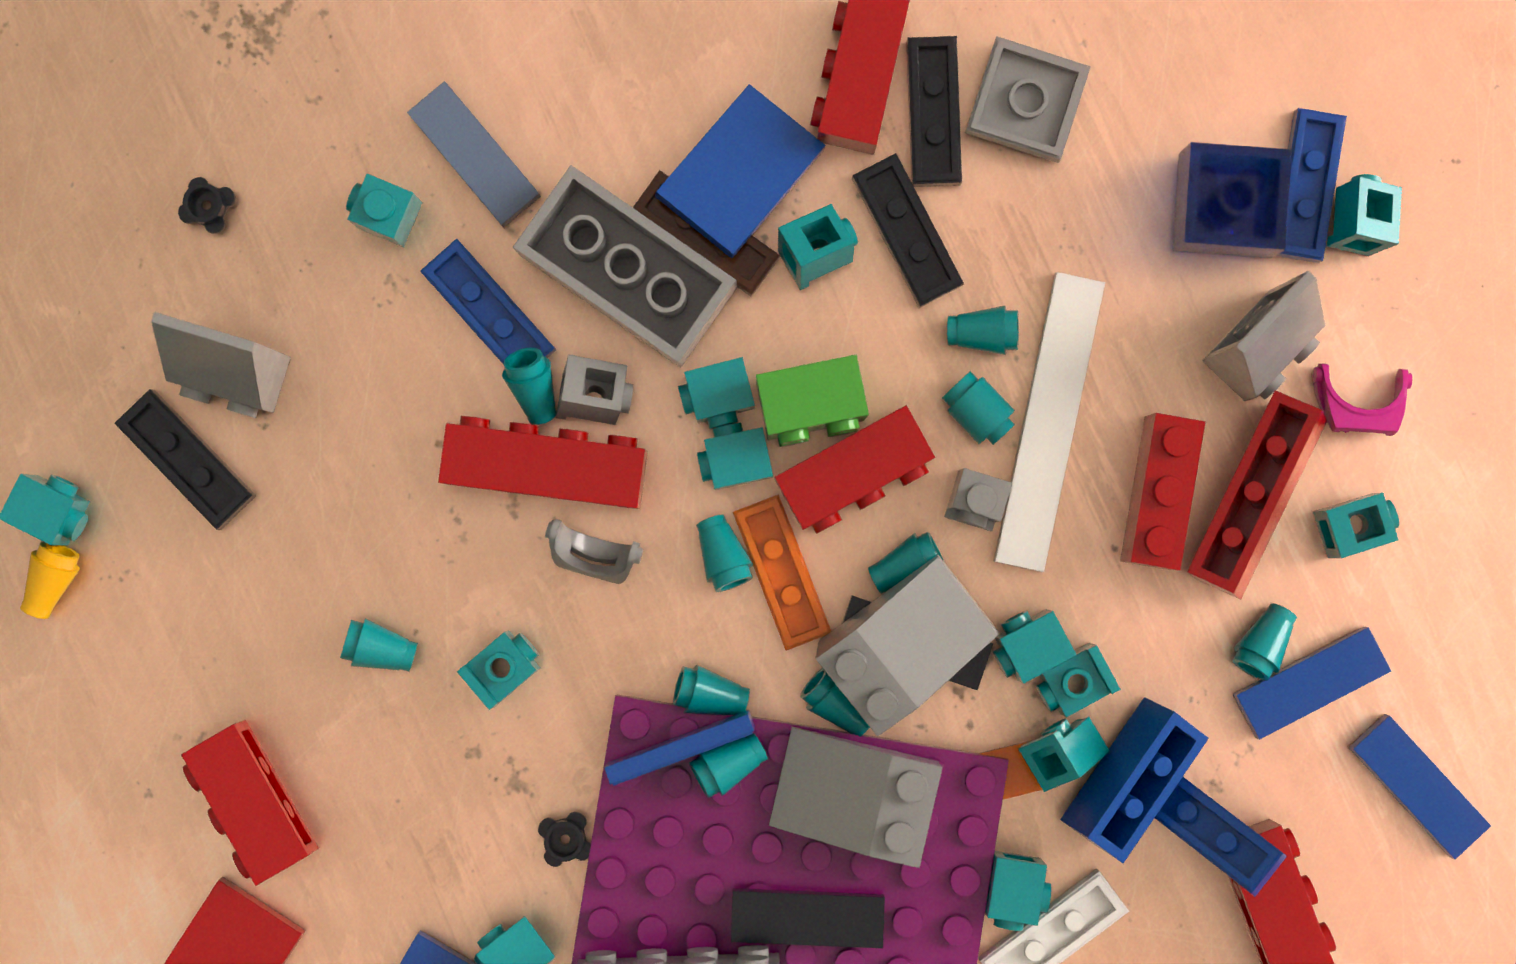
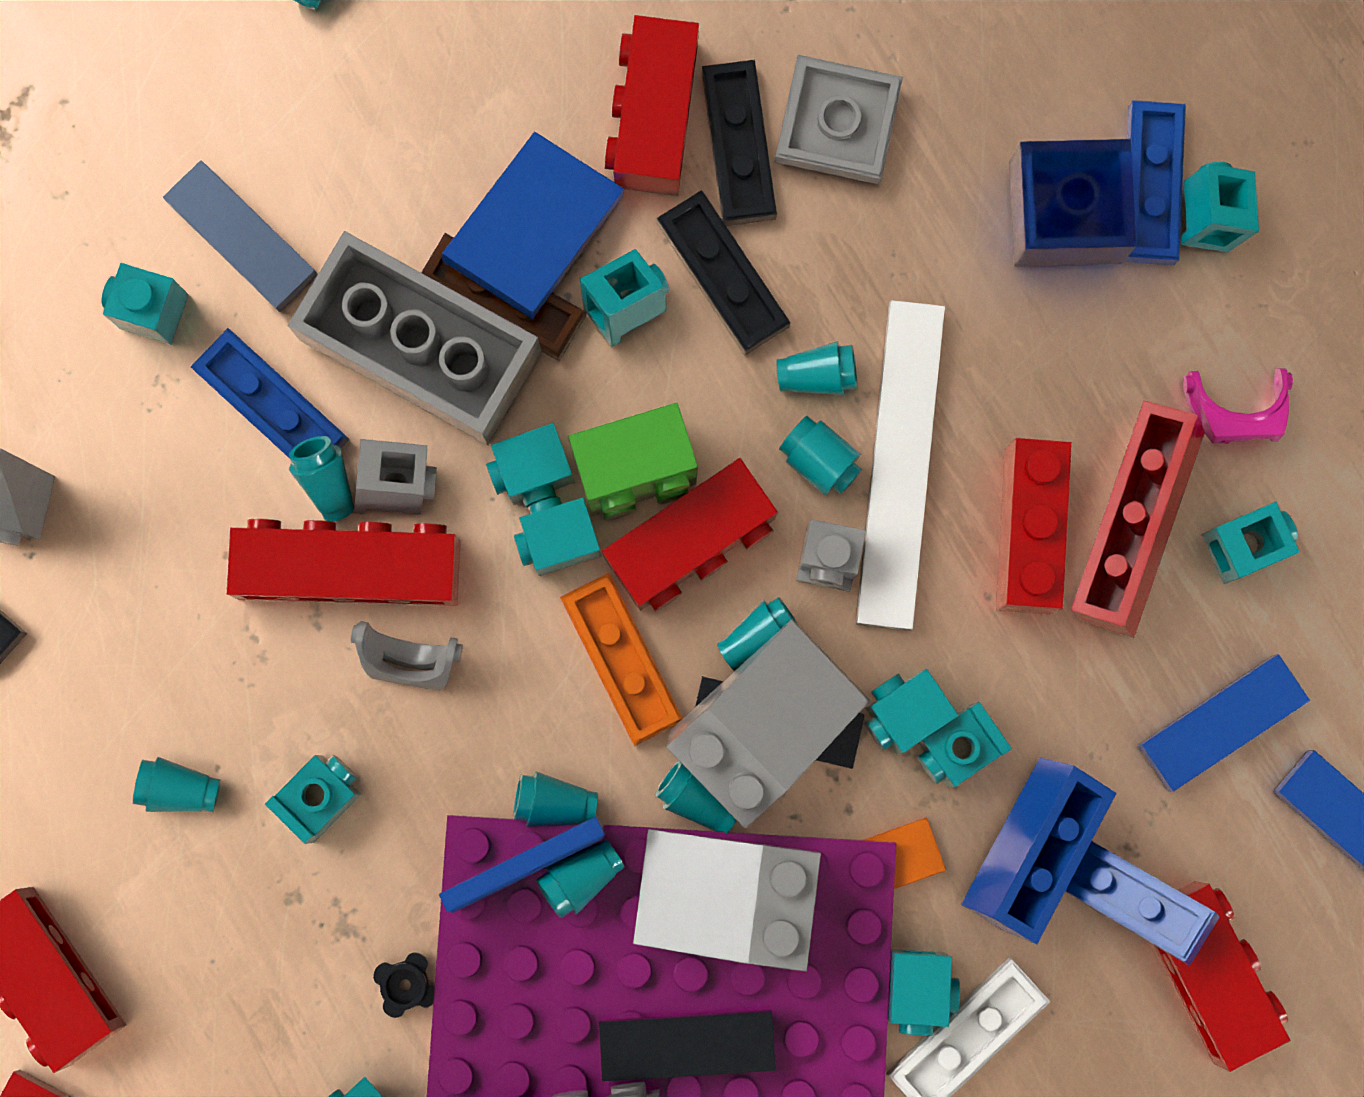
camera: 10 degrees left, 5 degrees down
(723, 555) = (553, 645): teal cone -> none
(1064, 752) = (956, 827): teal brick -> none
(1265, 643) = (1167, 683): teal cone -> none
(1269, 338) = (1133, 346): light grey slope -> none

